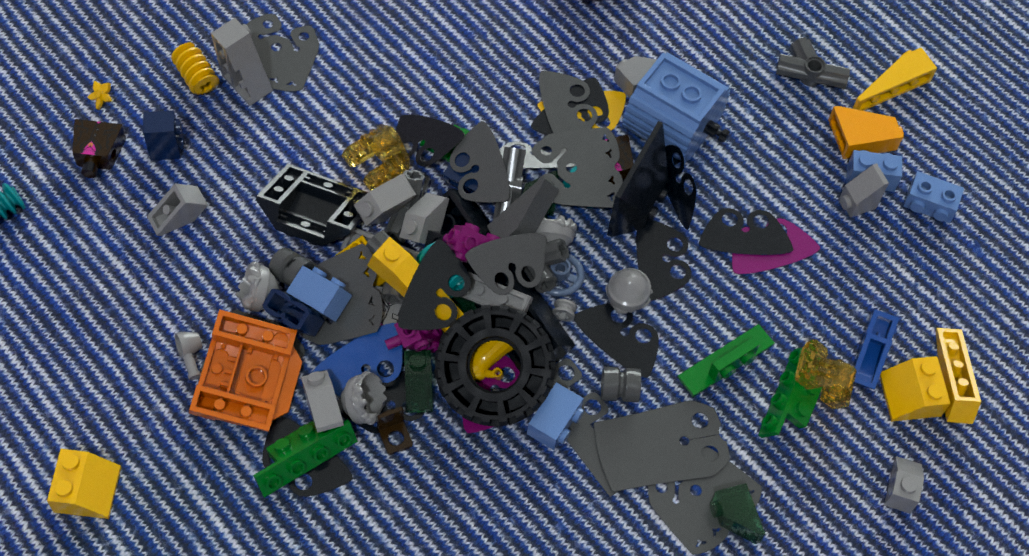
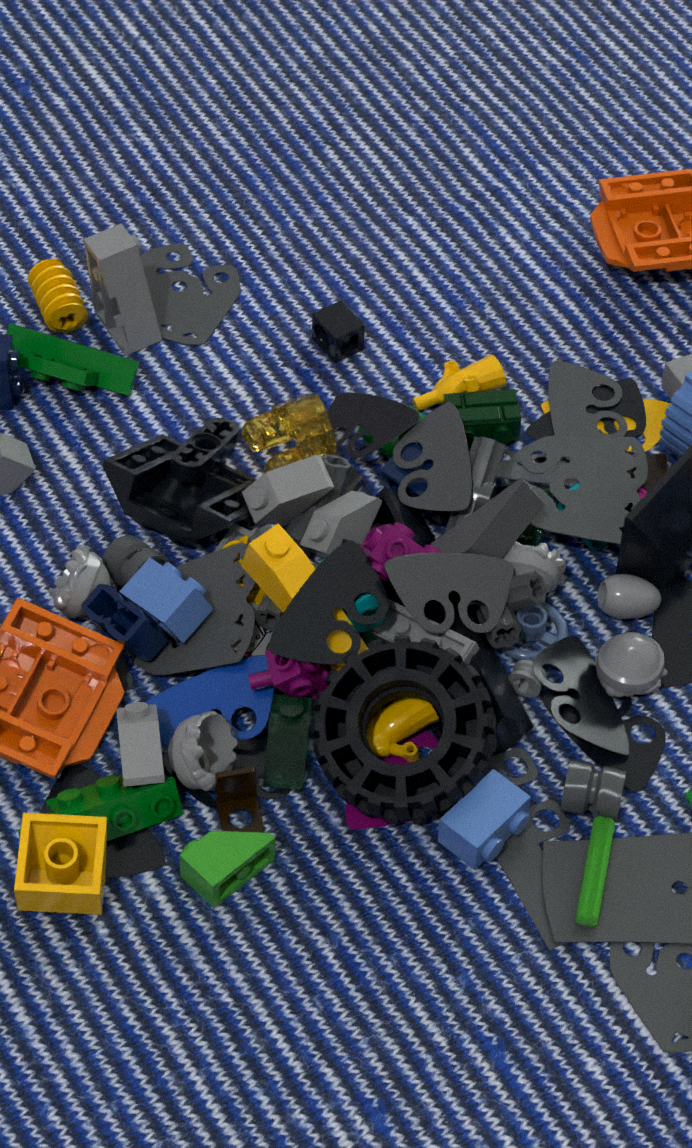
camera: 15 degrees right, 10 degrees down
(213, 118) = (72, 362): none -> green bracket
(287, 494) = (61, 863): none -> yellow slope
(321, 181) = (191, 459): none -> black beam
(392, 473) = (225, 862): none -> bright green slope
(393, 69) = (338, 331): none -> black brick
(484, 98) = (480, 376): none -> yellow piece
(504, 120) = (488, 414): none -> dark green brick
(616, 332) = (598, 712): none -> black piece
(619, 241) = (627, 596): none -> light grey animal
(630, 440) = (595, 871): none -> bright green axle

